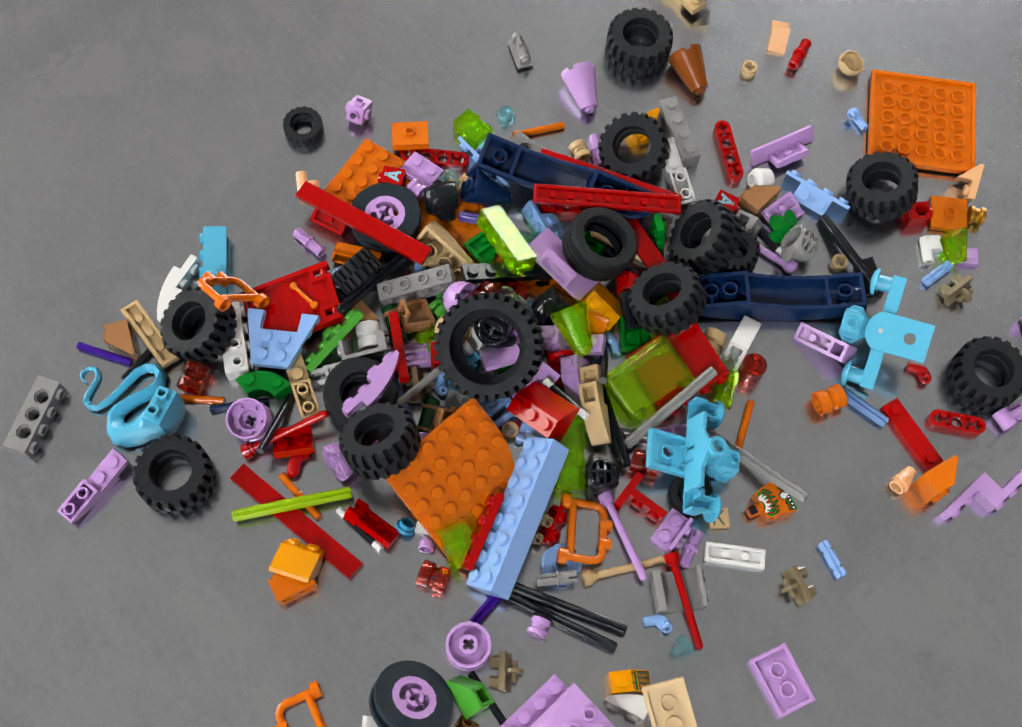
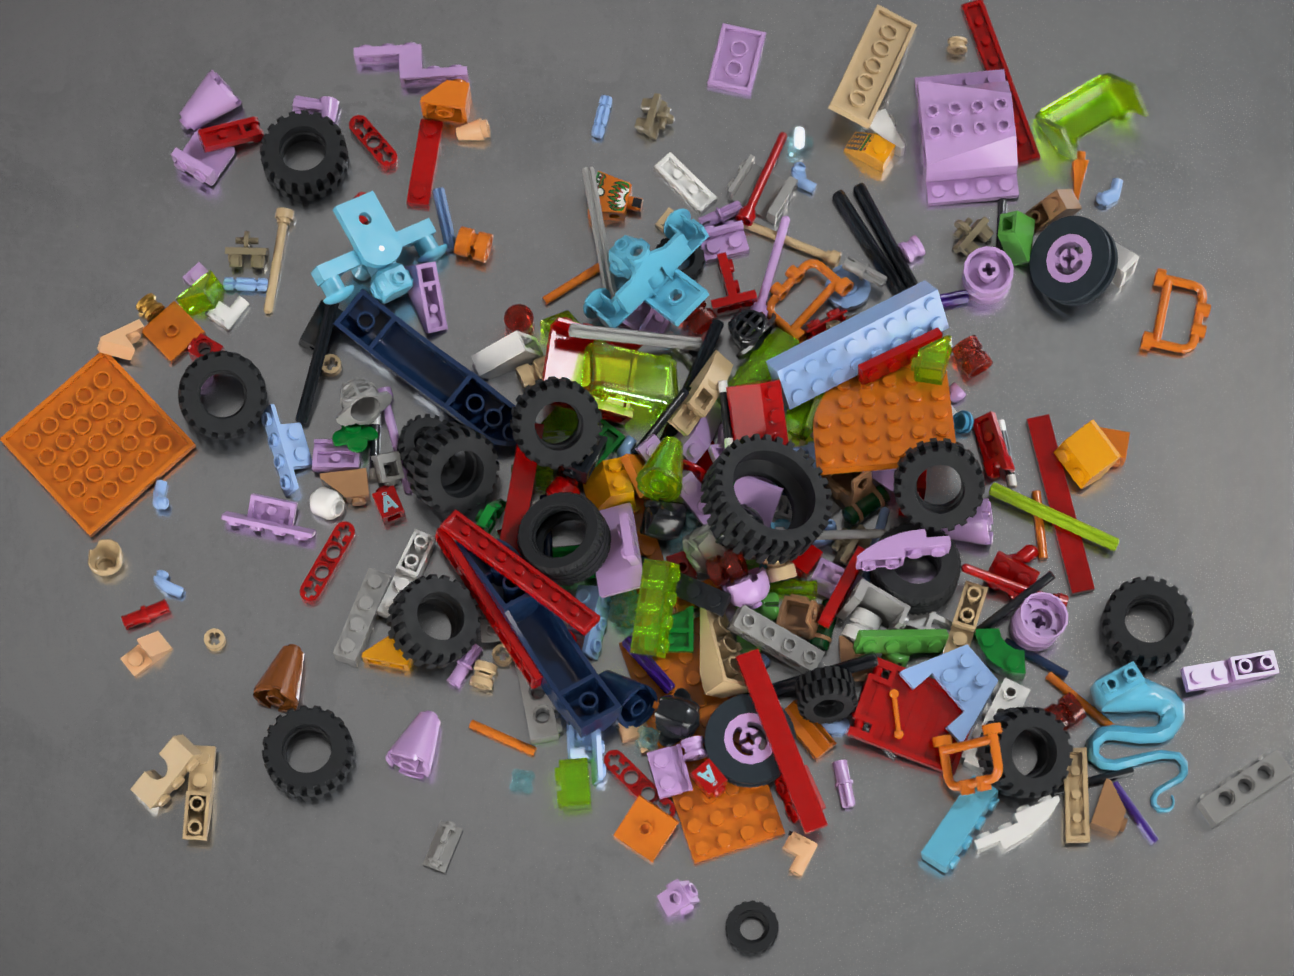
camera: 135 degrees left, 5 degrees up
(515, 439) = (801, 418): none -> clear neon green panel
(805, 75) = (165, 585): none -> light blue arm
(958, 330) = (284, 217): none -> tan piece

